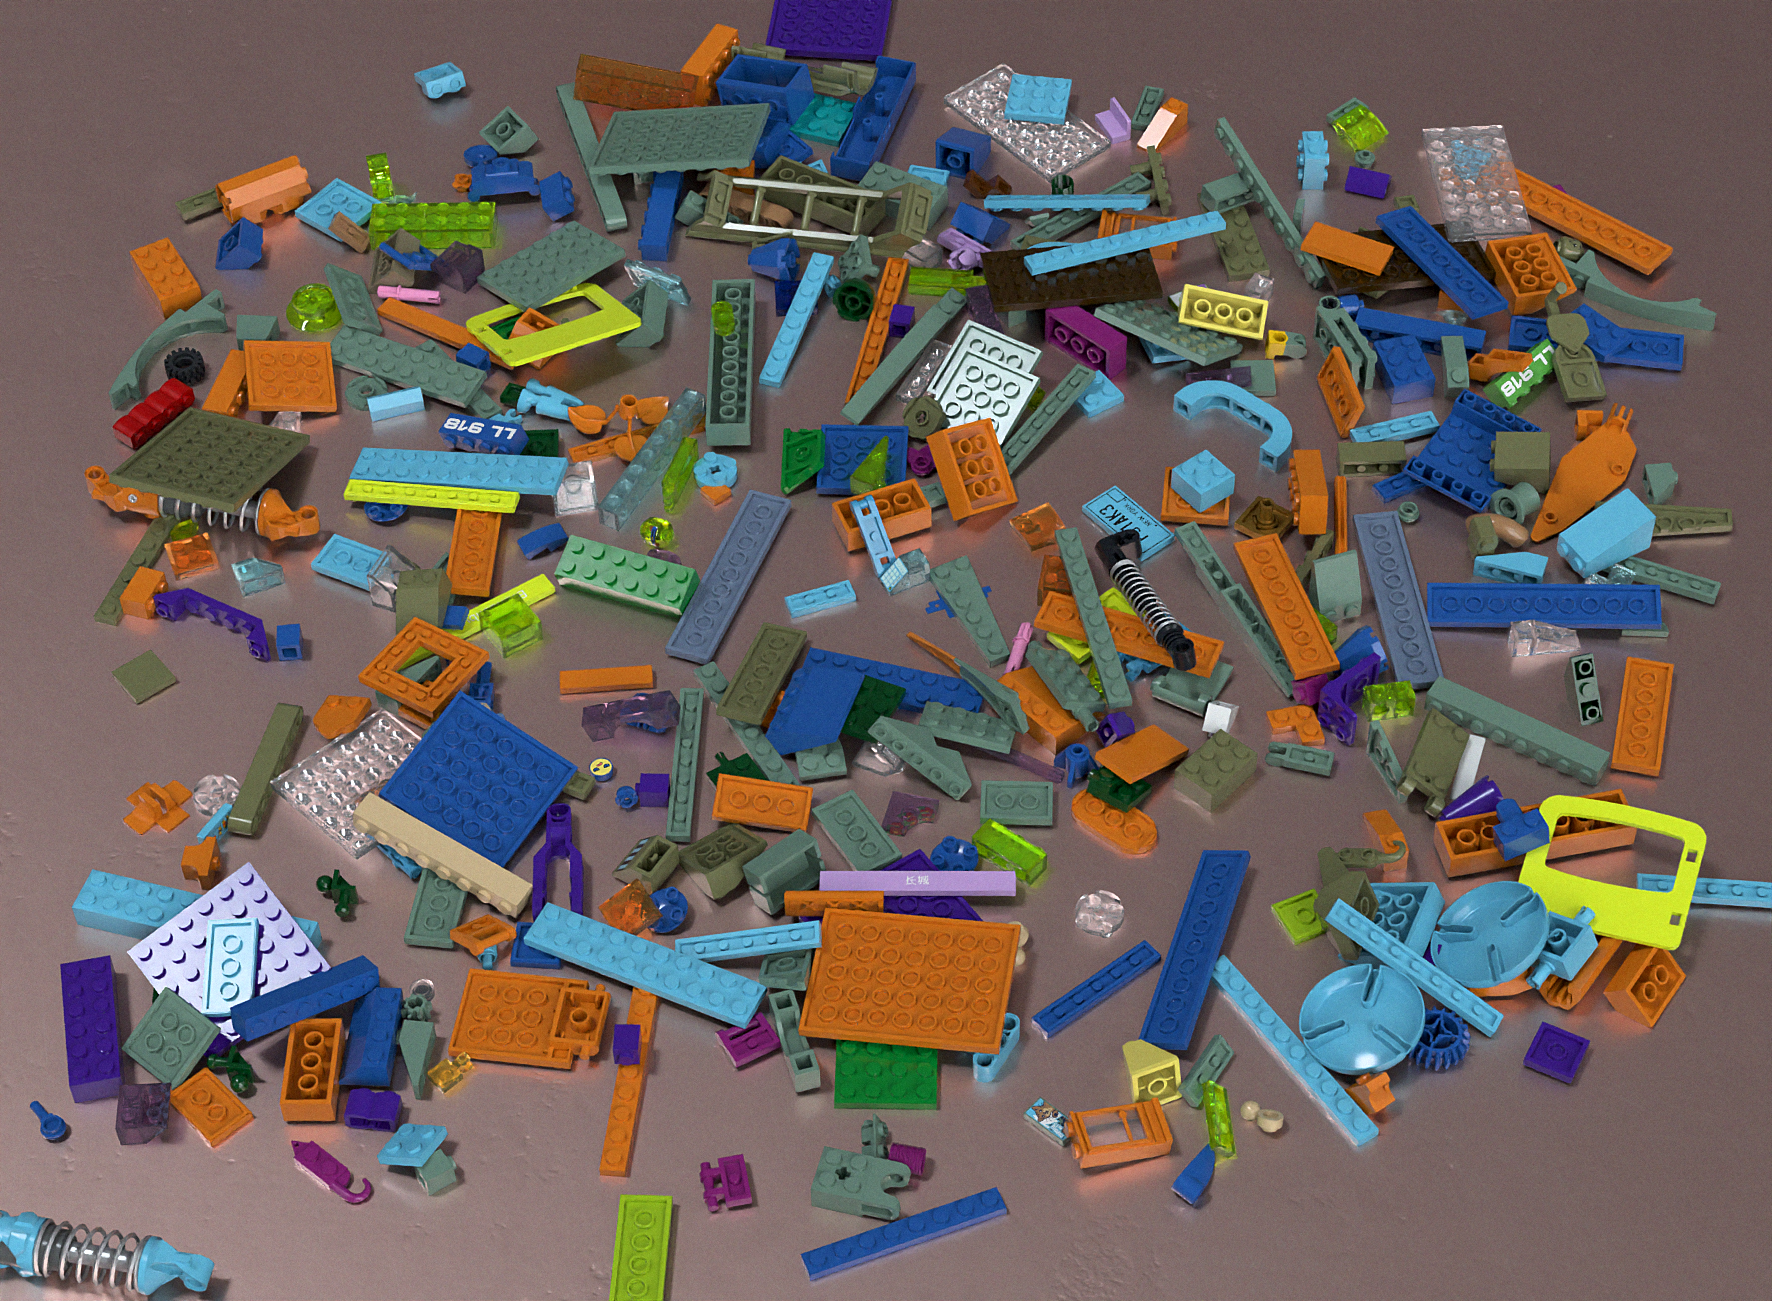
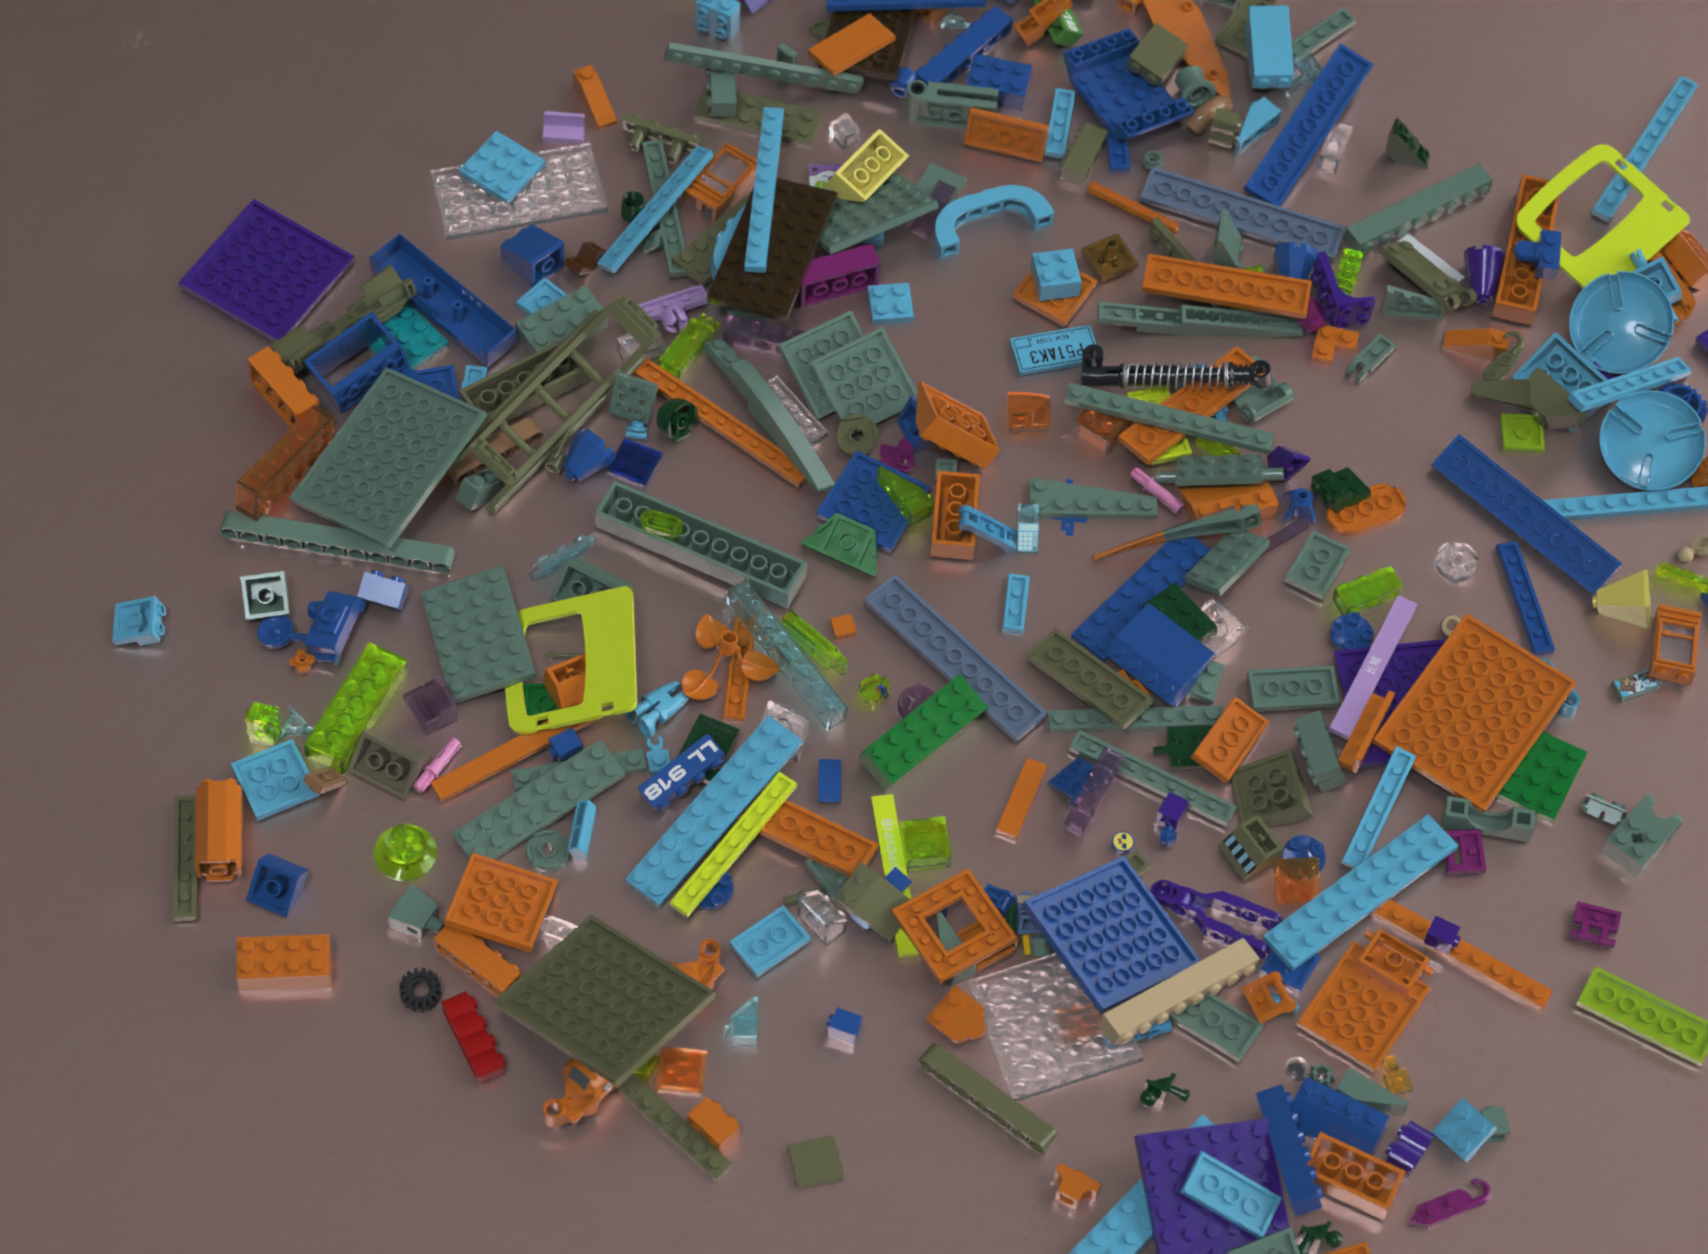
camera: 70 degrees left, 10 degrees up
(148, 805) = (985, 1204): orange piece -> none
(175, 602) = (830, 1049): dark purple slope -> none
(199, 319) = (360, 954): sand green slope -> none
(210, 785) = (1003, 1138): clear plate -> none
(217, 824) = (1039, 1161): medium azure tile -> none
(352, 299) = (424, 812): sand green plate -> none
(413, 260) = (410, 735): blue plate -> none
(511, 394) = (629, 731): dark green plate -> none
(660, 216) = (469, 524): blue brick -> none
(713, 462) = (822, 605): medium azure plate -> none
(787, 969) = (1422, 793): sand green wing -> none
(796, 320) = (670, 471): medium azure plate -> none
(901, 320) = (722, 395): dark purple brick -> none
(903, 1233) = (1693, 828): blue plate -> none
(907, 811) = (1284, 644): clear purple tile -> none
(911, 1156) = (1632, 792): magenta piece -> none
(918, 748) = (1254, 600): sand green slope -> none
(978, 223) = (636, 282): blue slope -> none
(1046, 416) = (904, 339): sand green plate -> none
(1141, 754) = (1328, 461): orange tile -> none
(1147, 107) = (555, 95): sand green tile -> none
(1206, 1068) = (1640, 562): sand green tile -> none
(1215, 770) = (1358, 417): olive brick -> none
(1219, 716) = (1307, 388): white slope -> none
(1285, 344) = (919, 145): leg -> none
(1308, 491) = (1114, 209): orange brick -> none
(1454, 366) = (1021, 46): sand green slope -> none
(1642, 716) = (1443, 125): orange plate -> none

